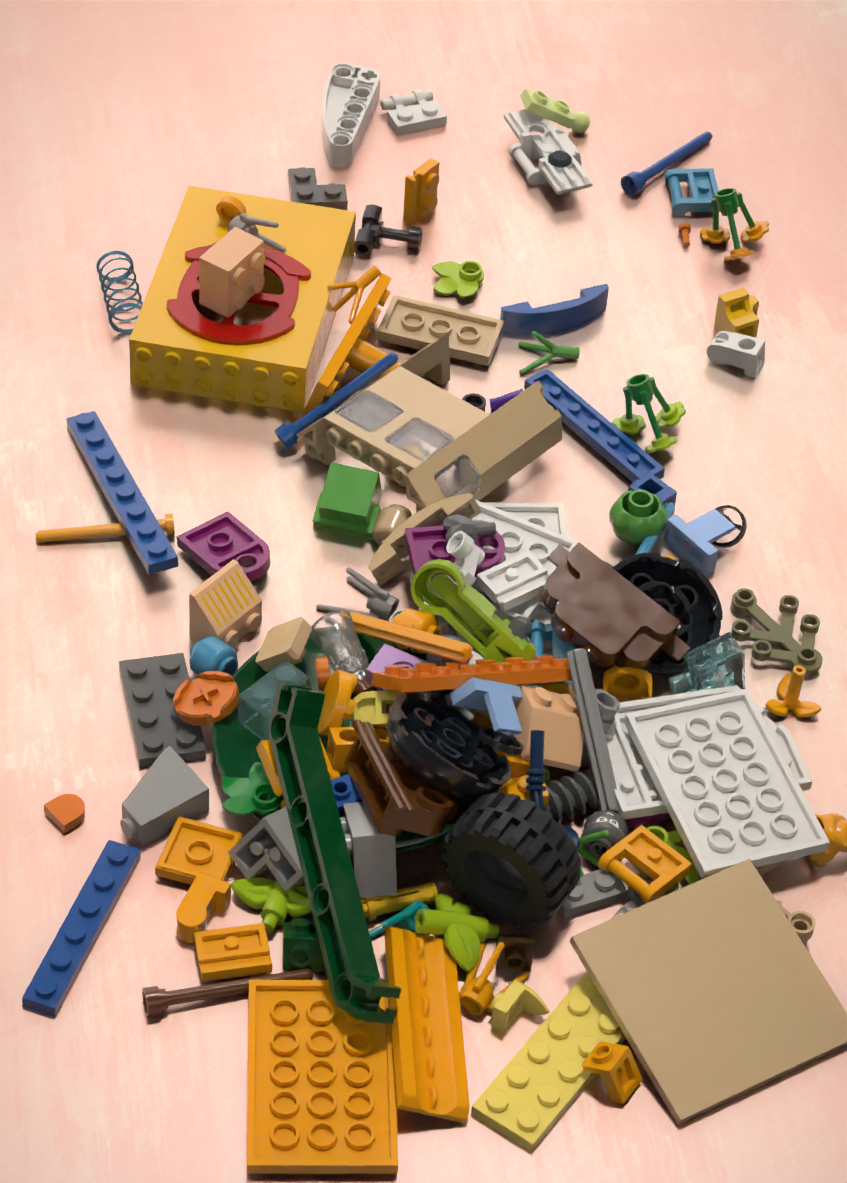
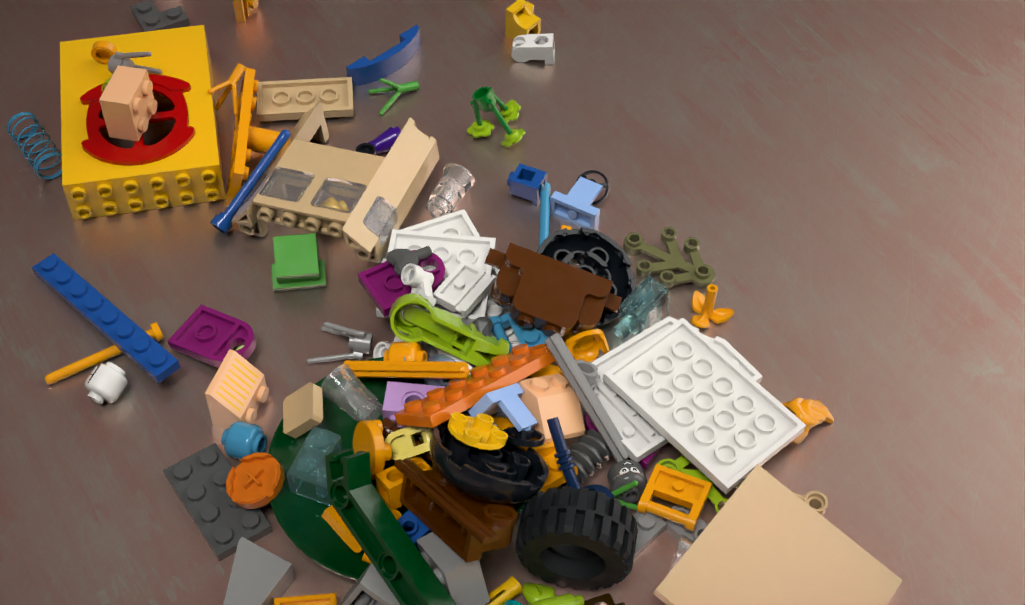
camera: 20 degrees left, 5 degrees up
(95, 557) = (106, 383): none -> white head
(248, 794) = (327, 556): green plate -> none
(322, 672) = (345, 423): orange tile -> none
(374, 230) = (218, 35): black bar -> none
(387, 560) = (350, 303): tan slope -> none
(388, 520) = (341, 274): tan head -> none
(445, 712) = (477, 431): none -> yellow dish
(458, 278) = (300, 54): lime plate -> none
(557, 477) = (450, 189): none -> clear plant
(596, 429) = (460, 141): blue plate -> none
(637, 516) = (527, 202): bright green plant -> none

